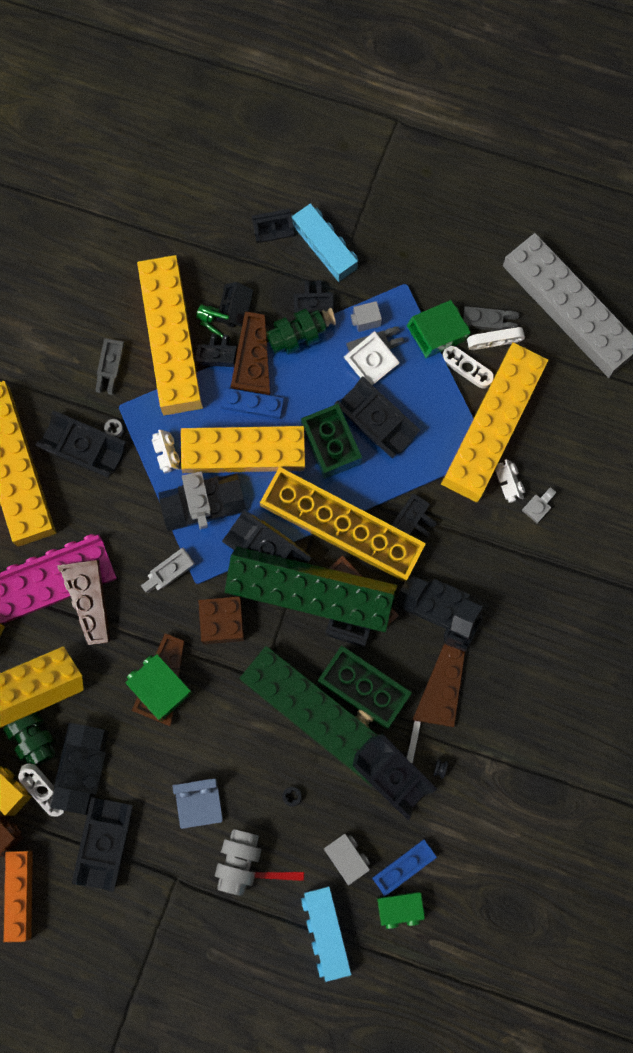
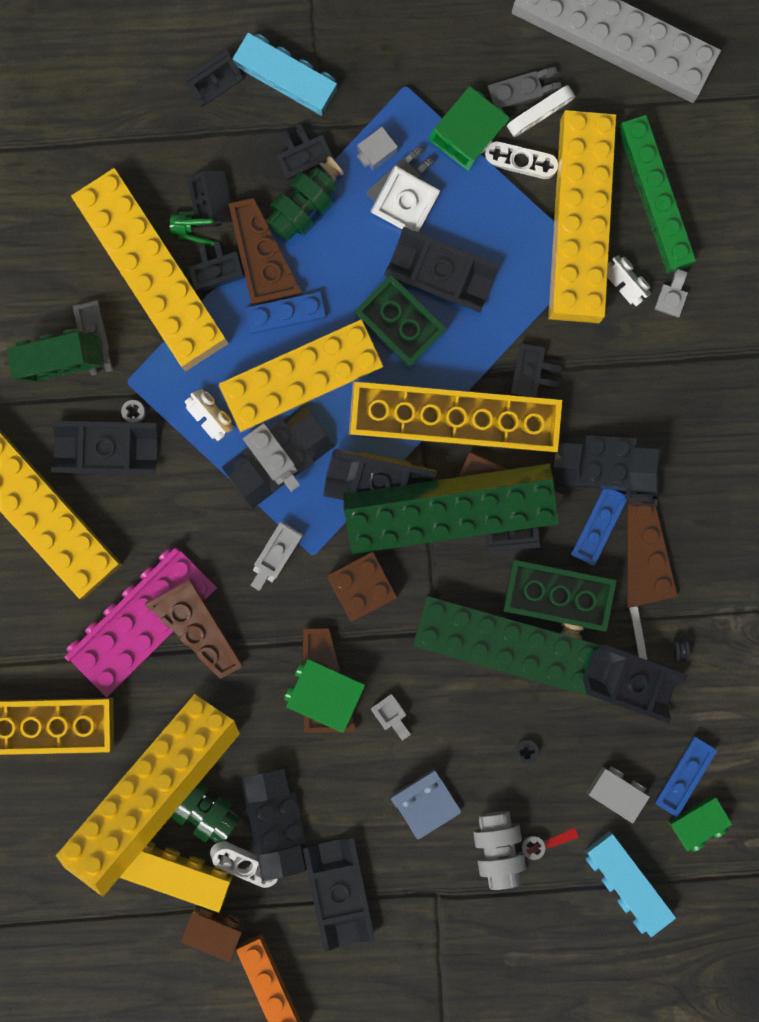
camera: 25 degrees left, 10 degrees up
(75, 365) = (55, 356): none -> dark green brick
(201, 724) = (390, 714): none -> light grey plate
(262, 879) = (533, 839): none -> light grey bush
(416, 649) = (599, 526): none -> blue plate
(556, 429) = (656, 194): none -> green brick

